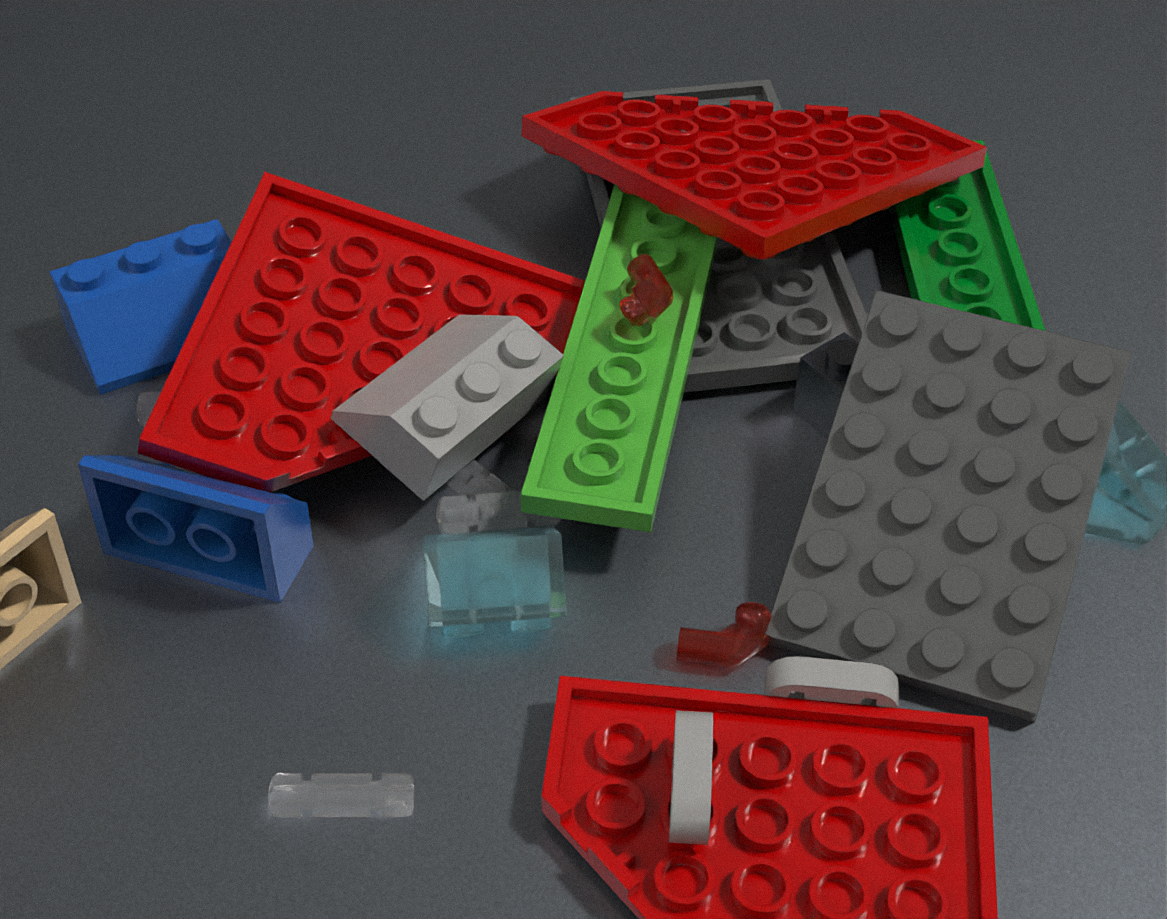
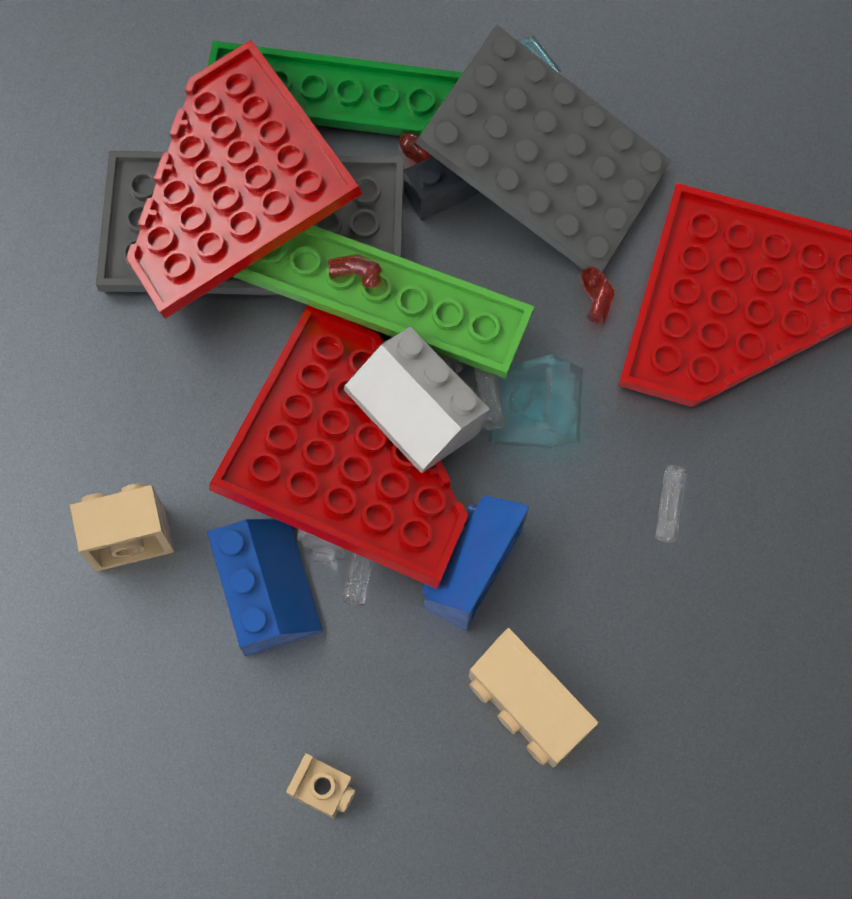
camera: 80 degrees left, 25 degrees up
(217, 147) = (121, 527): none -> tan brick
(691, 778) = (708, 324): light grey beam -> none
(832, 681) = (646, 251): light grey beam -> none

